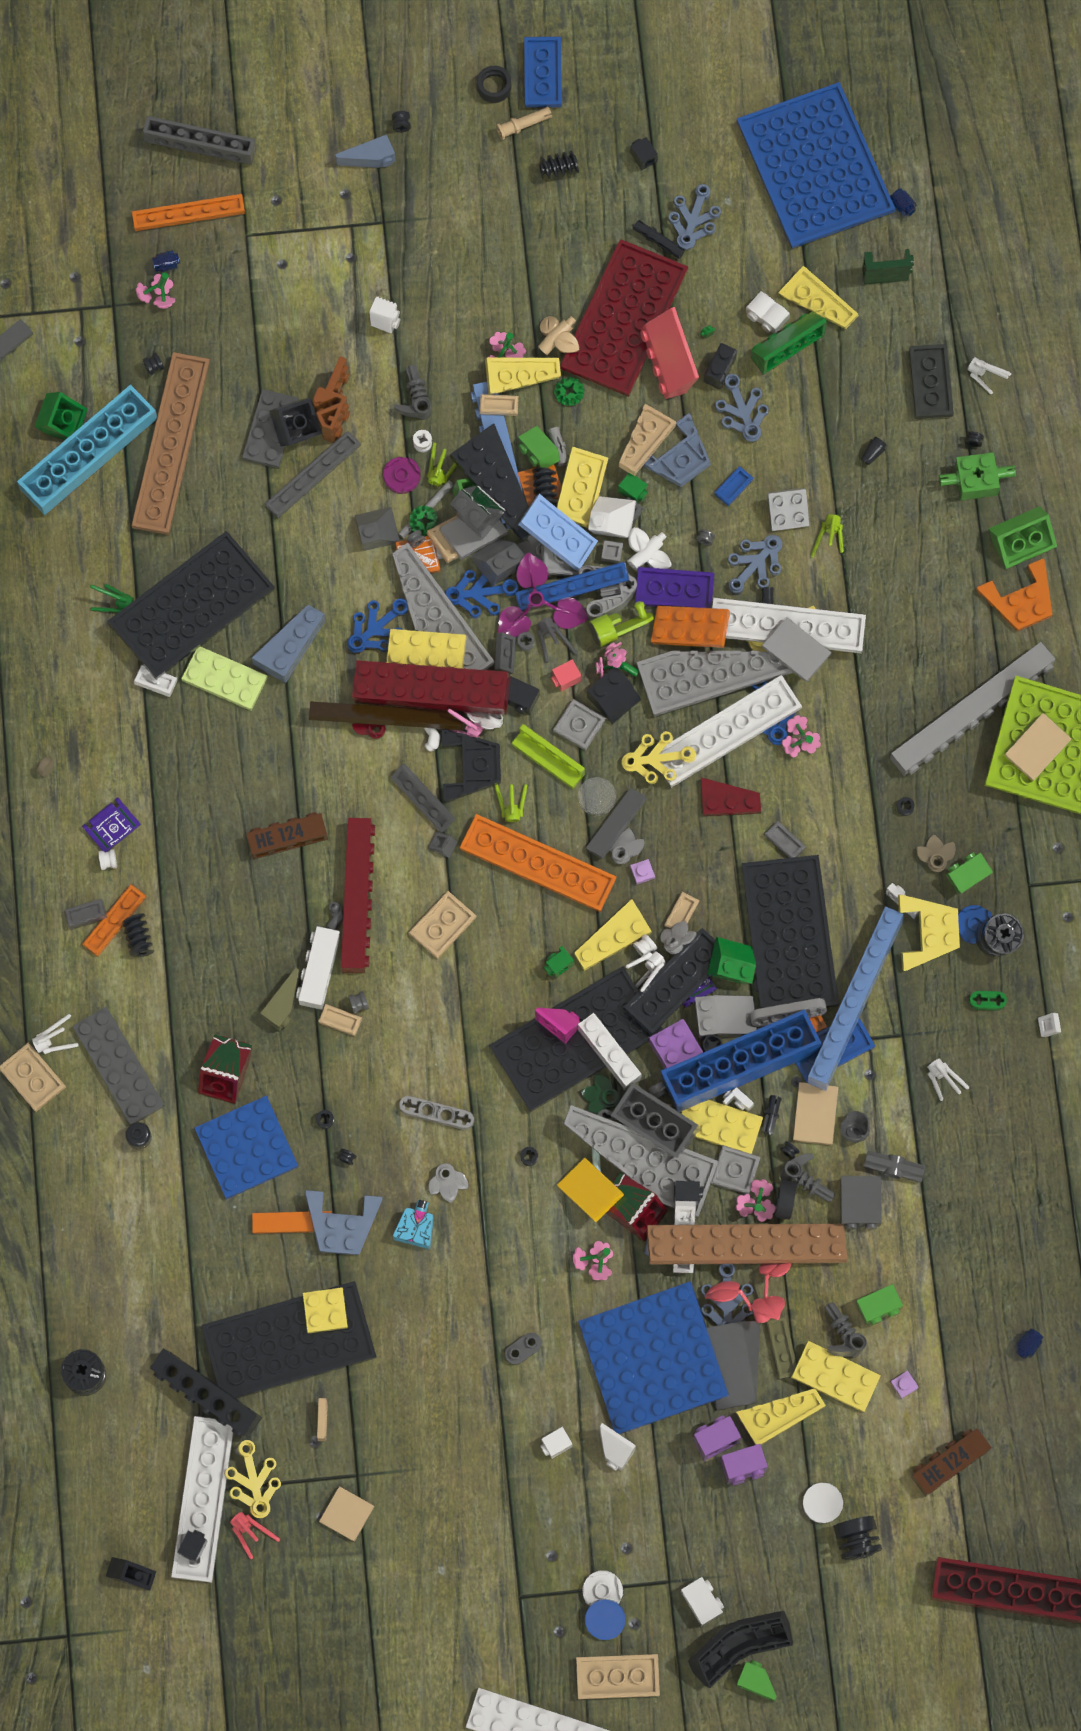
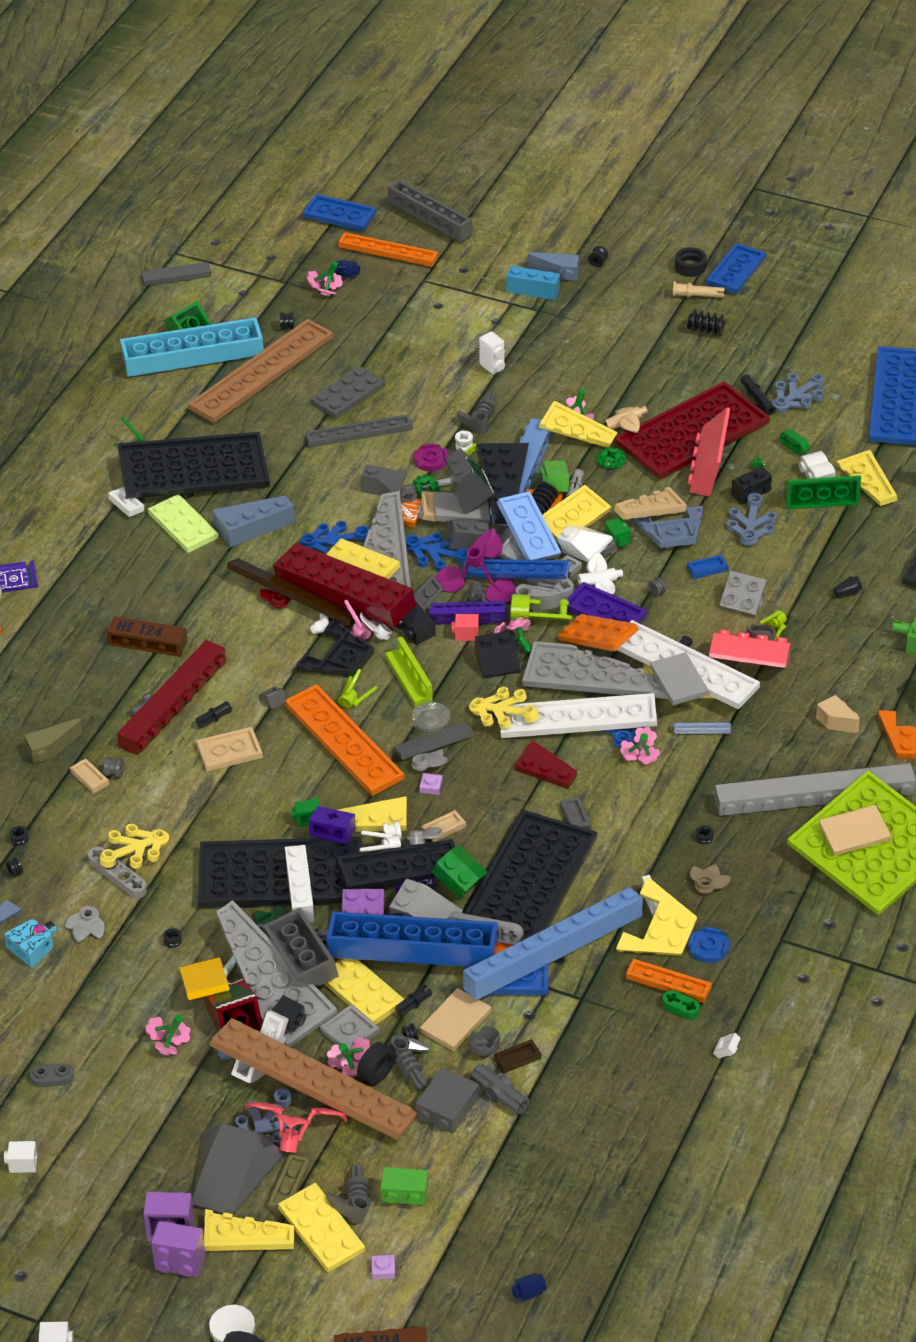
camera: 30 degrees right, 30 degrees down
(106, 182) = (339, 212): none -> blue plate
(295, 422) = (367, 386): black brick -> none
(319, 967) = (98, 731): white brick -> none
(331, 405) = (407, 384): dark orange piece -> none
(361, 192) = (533, 282): none -> dark azure brick
(405, 894) = (213, 714): none -> black axle
(423, 798) = (280, 657): dark grey plate -> none
(438, 1077) = (156, 838): none -> light yellow plant
(499, 405) = (542, 436): tan tile -> none
(522, 646) = (450, 590): dark grey bush -> none
(558, 1022) = (269, 842): dark pink slope -> none
(572, 654) = (488, 611): none -> dark purple fence
(579, 724) = (453, 666): light grey tile -> none
(603, 975) = (332, 824): none -> dark purple brick
(615, 1448) = (71, 1182): white slope -> none
(643, 153) = (783, 340): black brick -> none
(653, 1358) = (160, 1130): blue plate -> none
(727, 287) = (794, 442): none -> green beam
(741, 1099) = (390, 972): white bracket -> none
(756, 561) = (710, 615): sand blue plant -> none
(828, 553) = (761, 630): none -> dark grey hair
(835, 579) = (750, 649): none -> coral slope
(837, 685) = (702, 728): none -> sand blue axle
(887, 1123) = (517, 1056): none -> dark brown tile
(939, 1070) = (595, 1036): white plant -> none
(946, 613) = (837, 715): none -> tan slope
(965, 982) = (668, 980): none -> orange plate
(969, 872) = (727, 900): bright green brick -> none
(989, 936) = (723, 952): black wheel -> none

